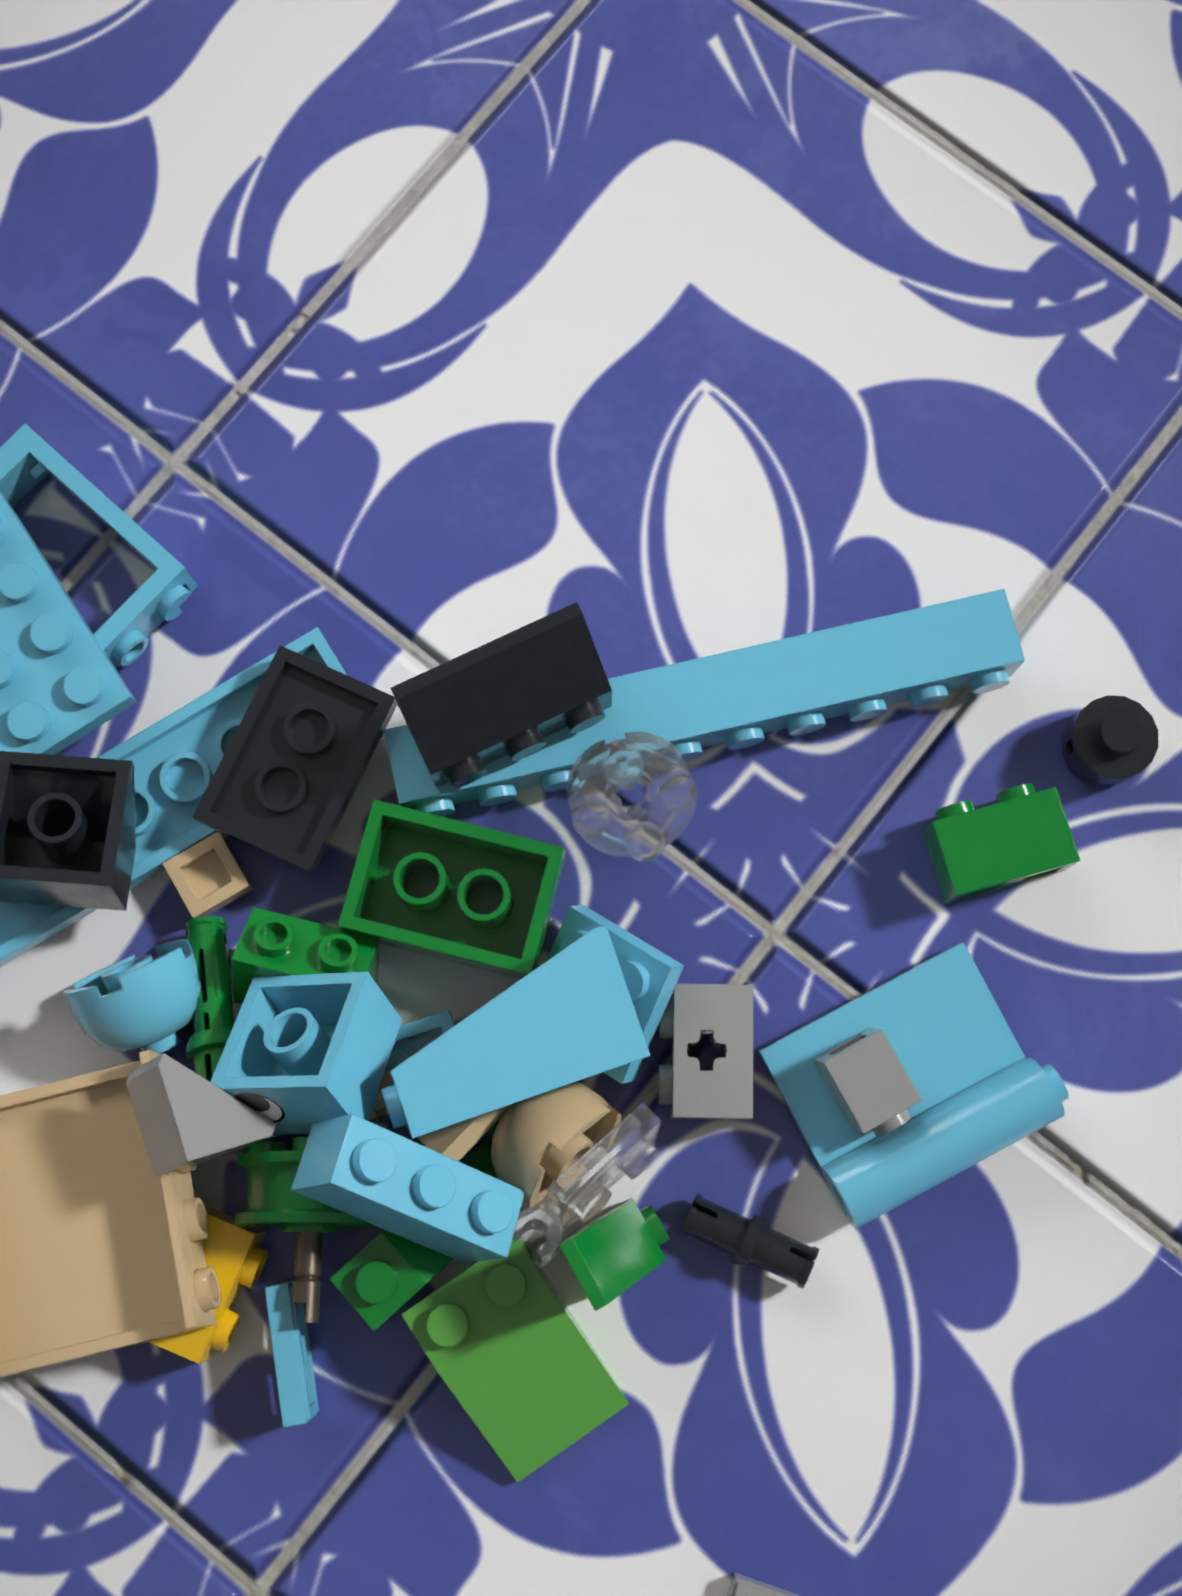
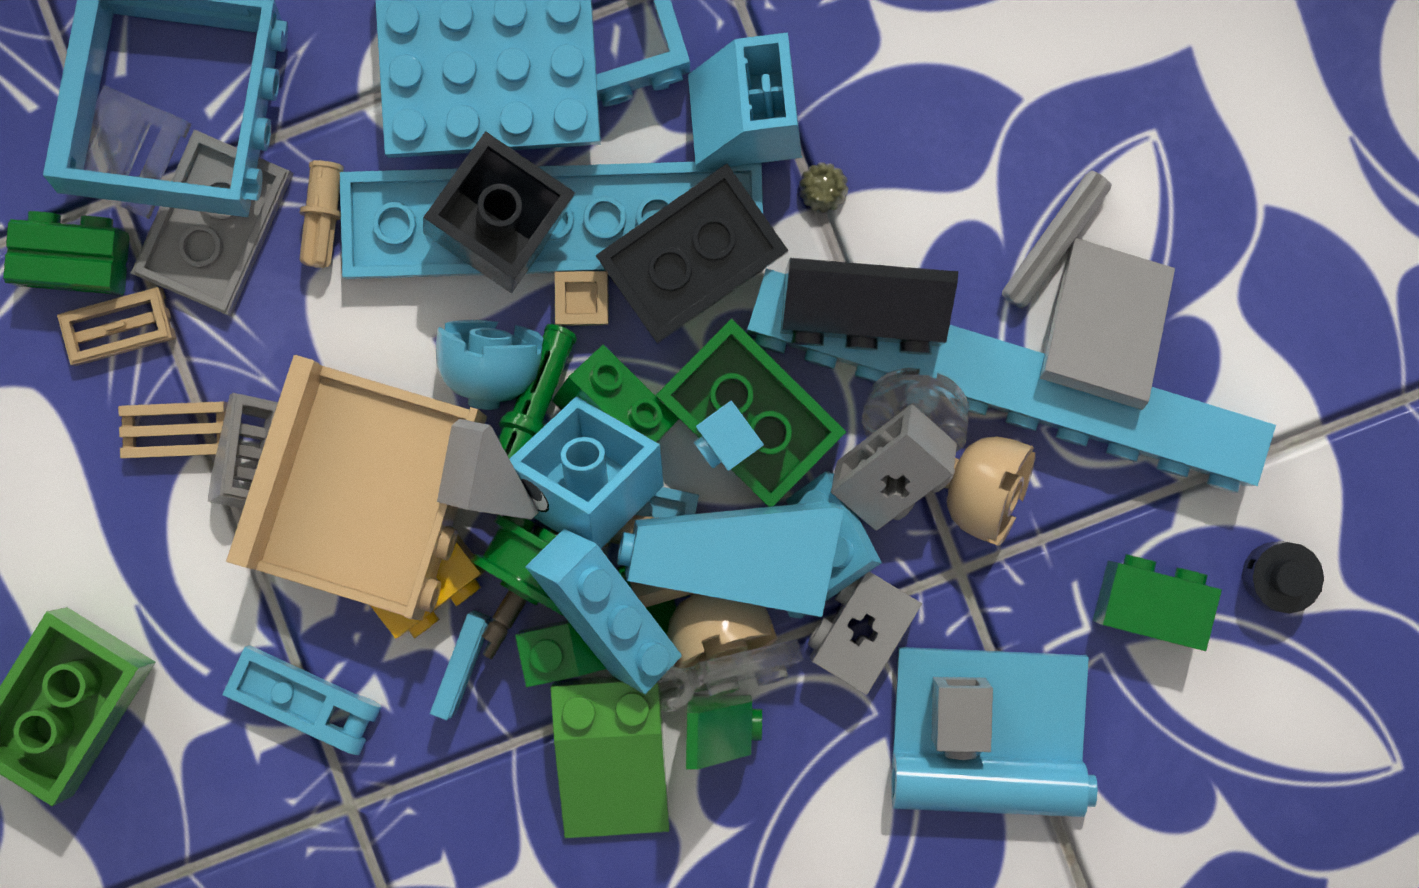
camera: 25 degrees right, 10 degrees up
(131, 1500) = (300, 699): none -> medium azure plate
(268, 578) = (745, 104): none -> medium azure slope
(400, 621) = (823, 187): none -> olive piece
(437, 922) = (726, 437): none -> medium azure plate
(639, 858) = (895, 468): none -> light grey brick
(669, 539) = (1056, 239): none -> light grey axle
(749, 822) = (988, 486): none -> tan cylinder
(750, 1241) = (815, 773): black pin -> none
(772, 588) = (1108, 324): none -> light grey tile

